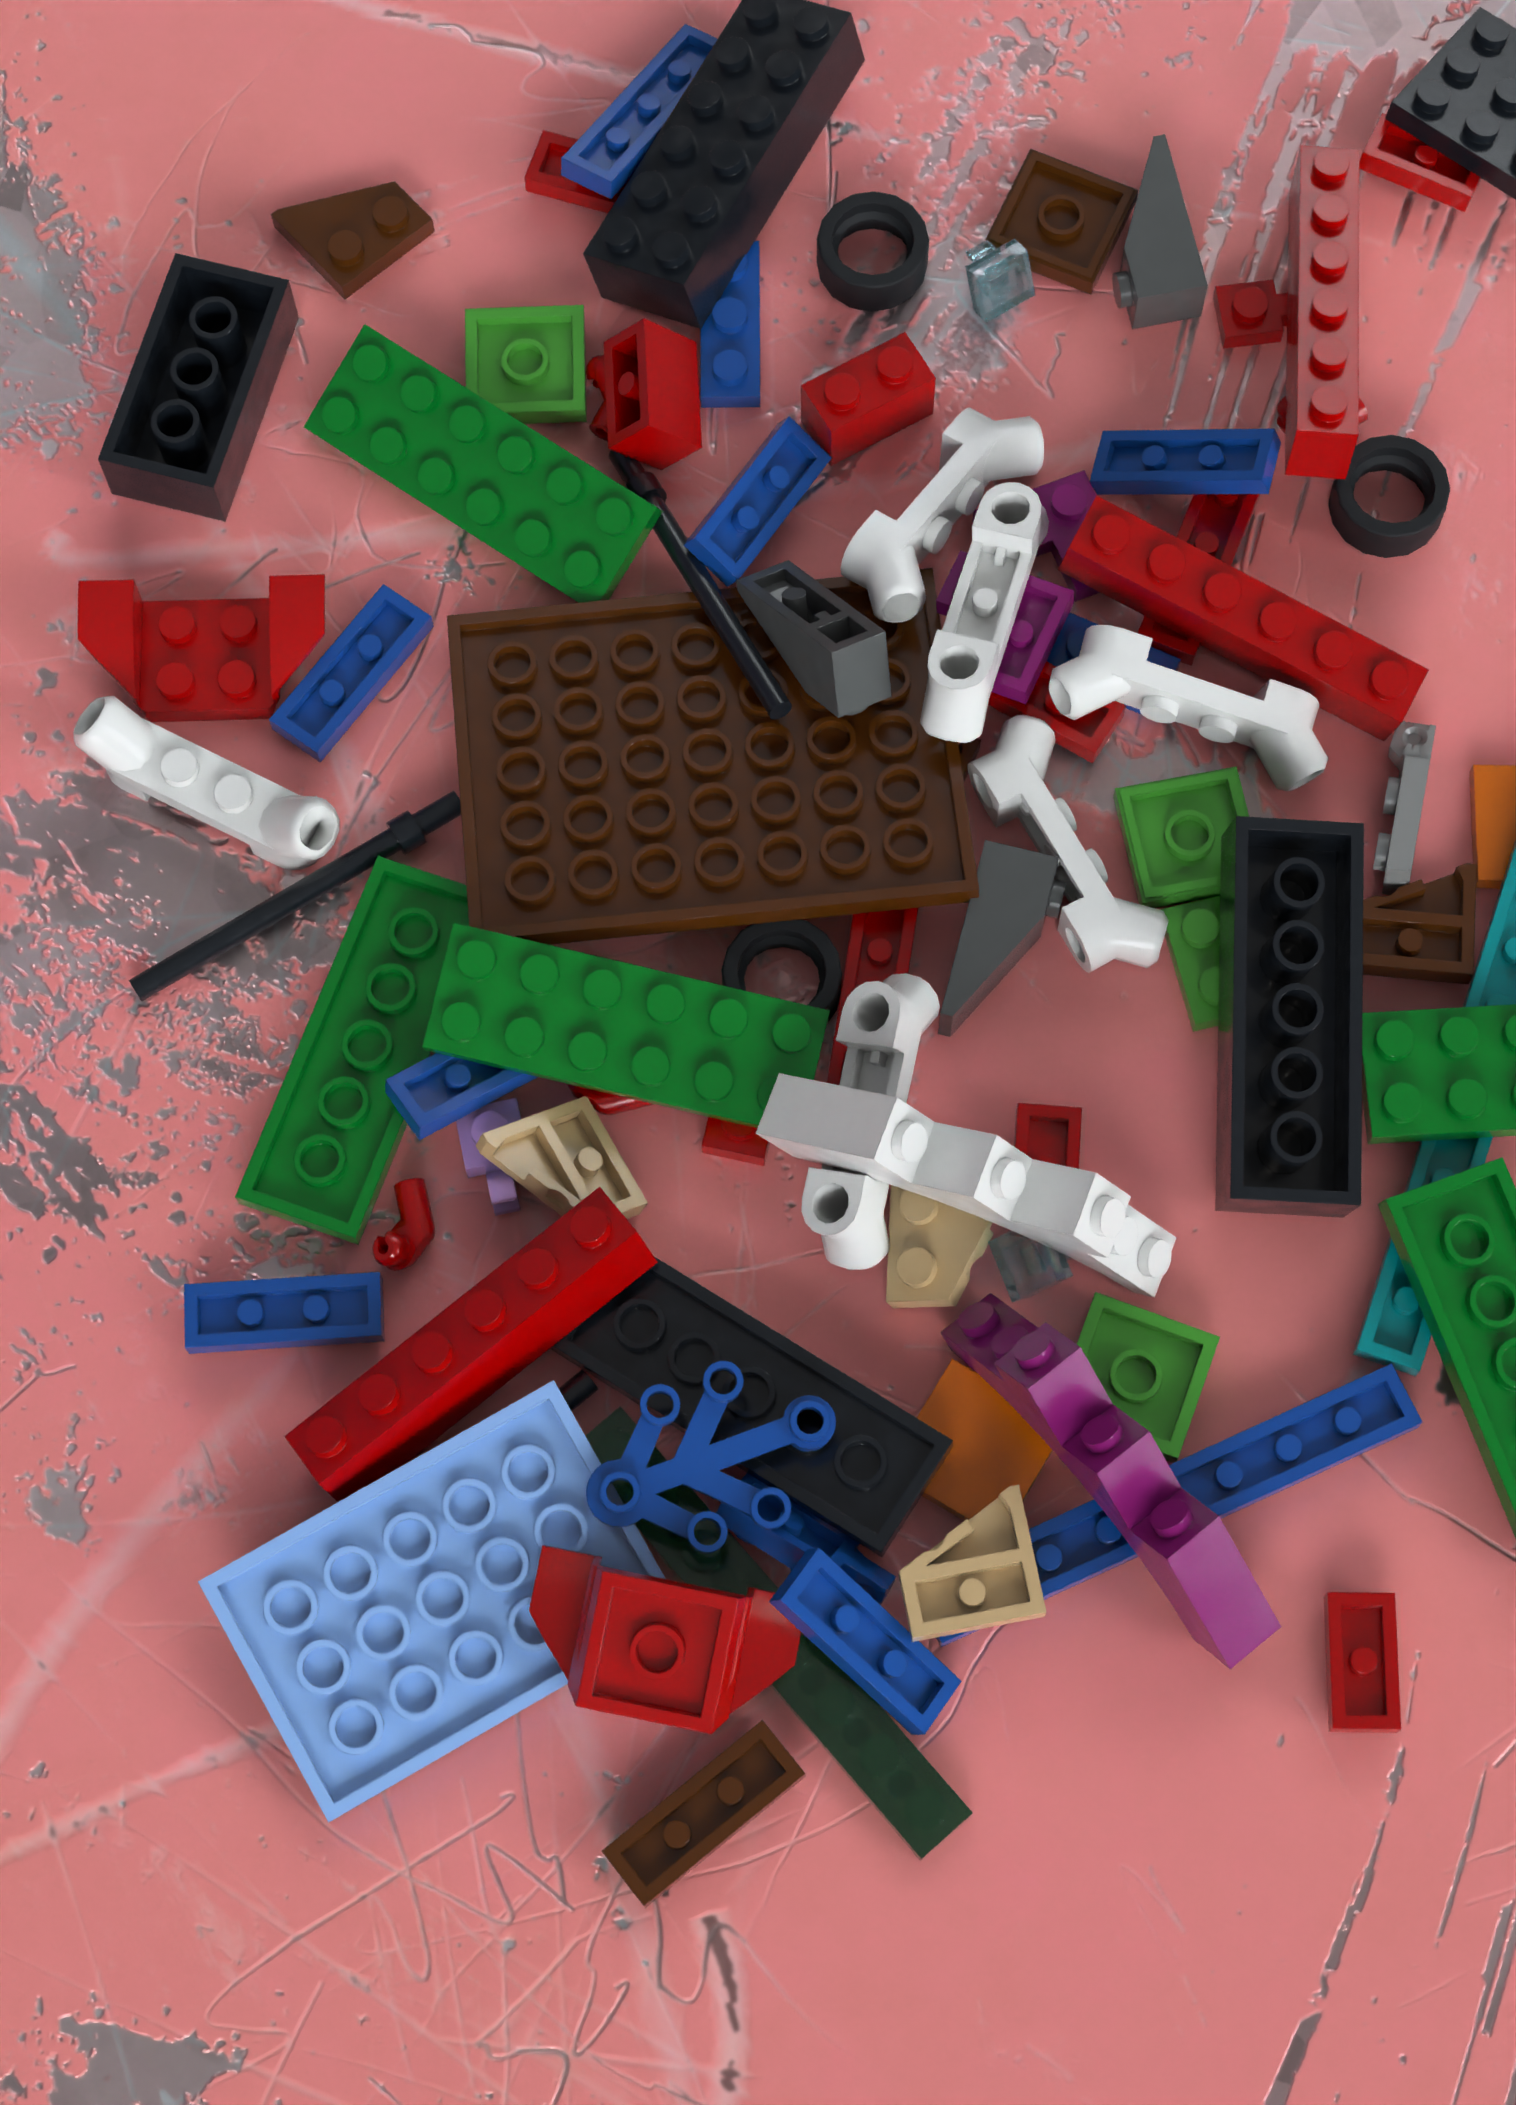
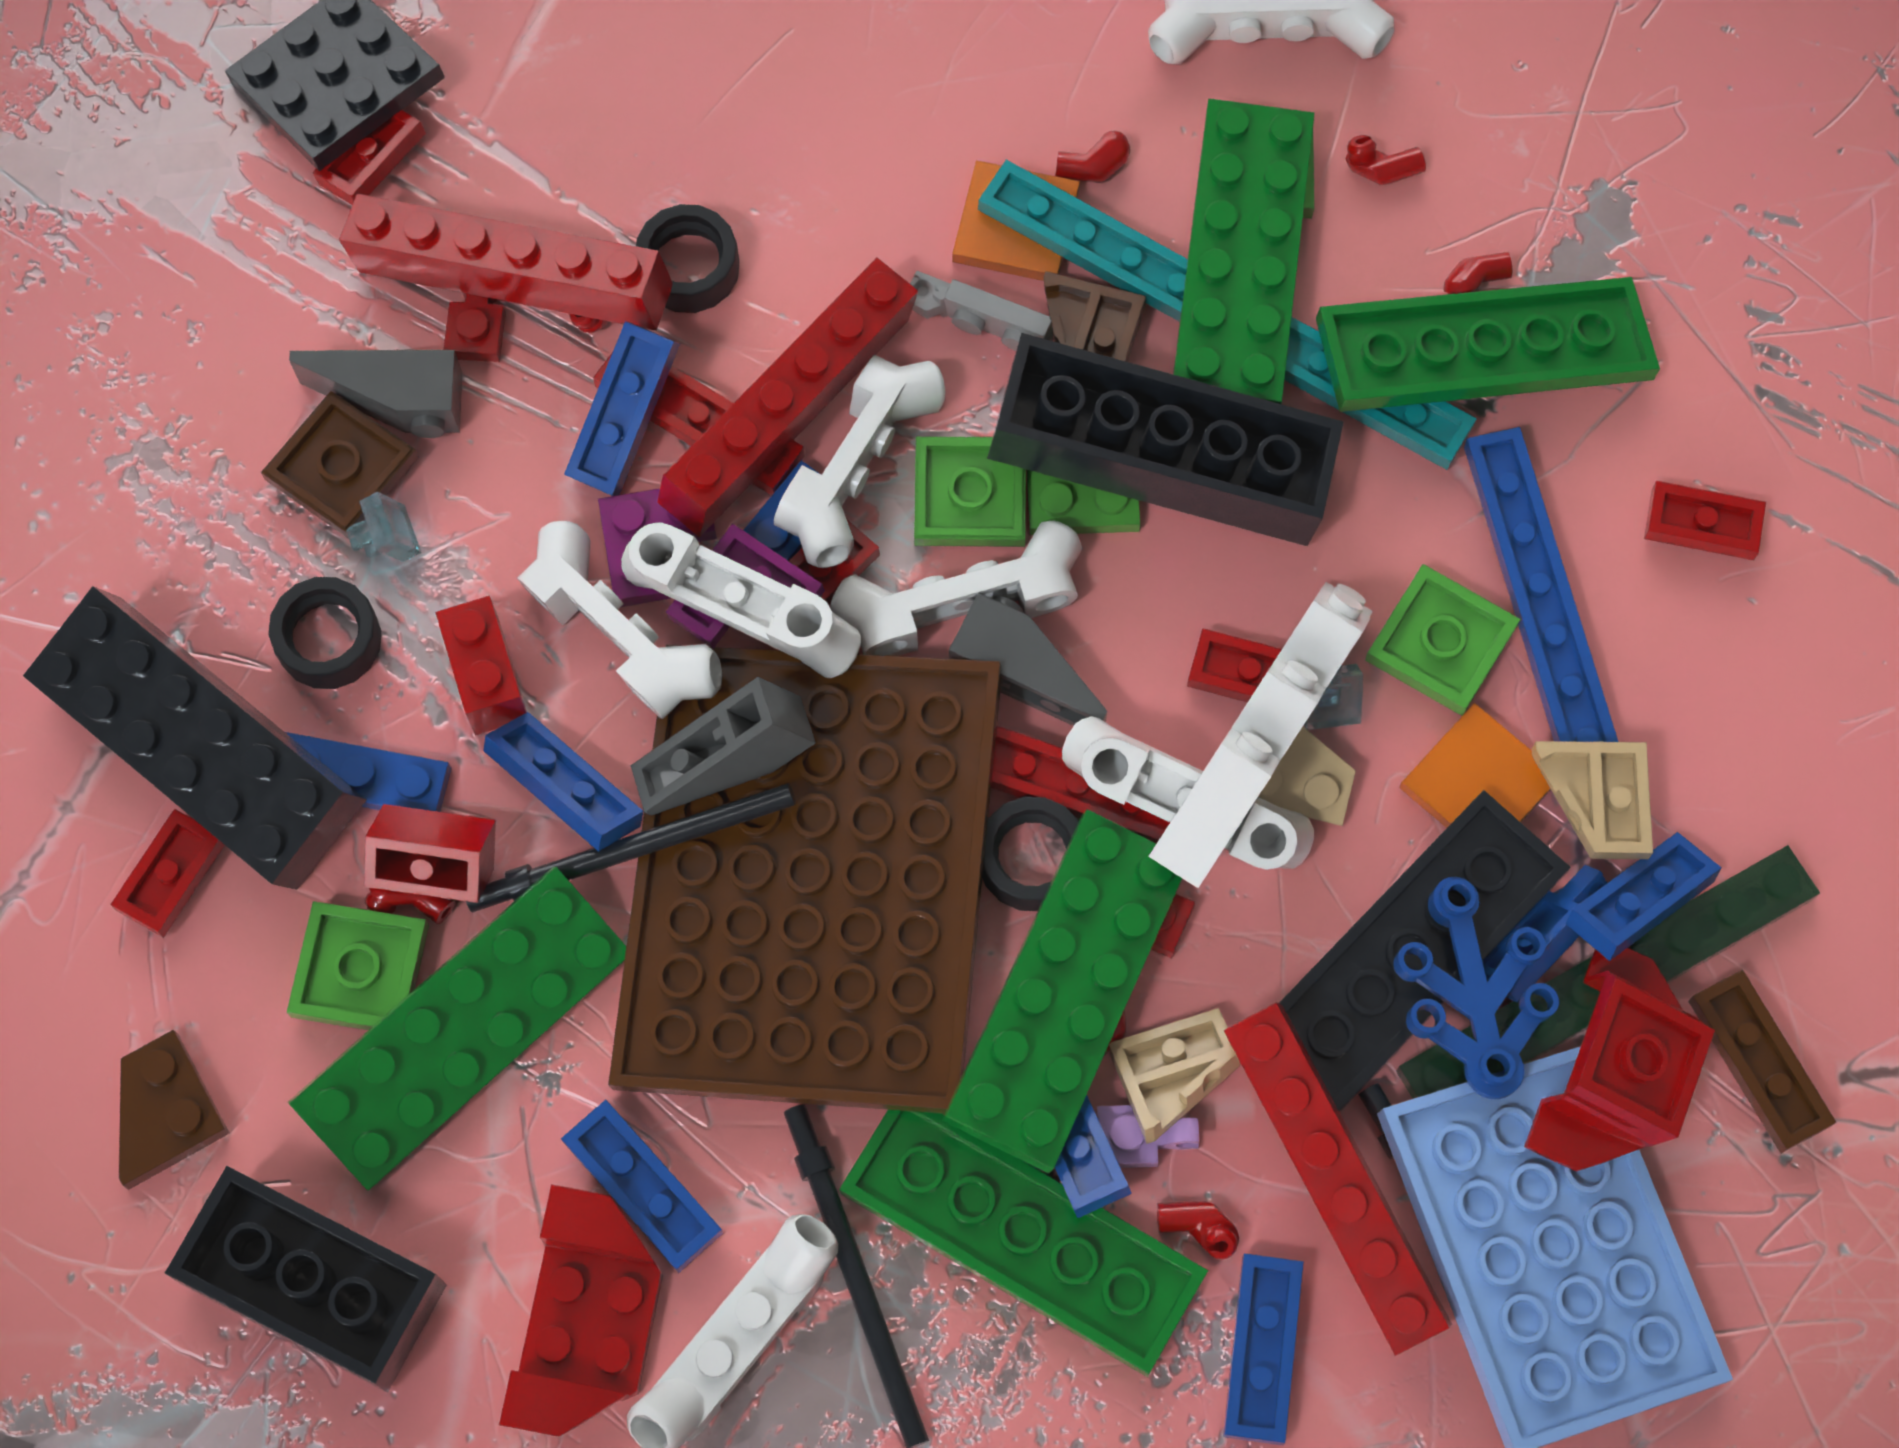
camera: 80 degrees left, 0 degrees up
(624, 132) = (124, 802): blue plate -> none
(1123, 1471) = (1544, 650): magenta arch -> none

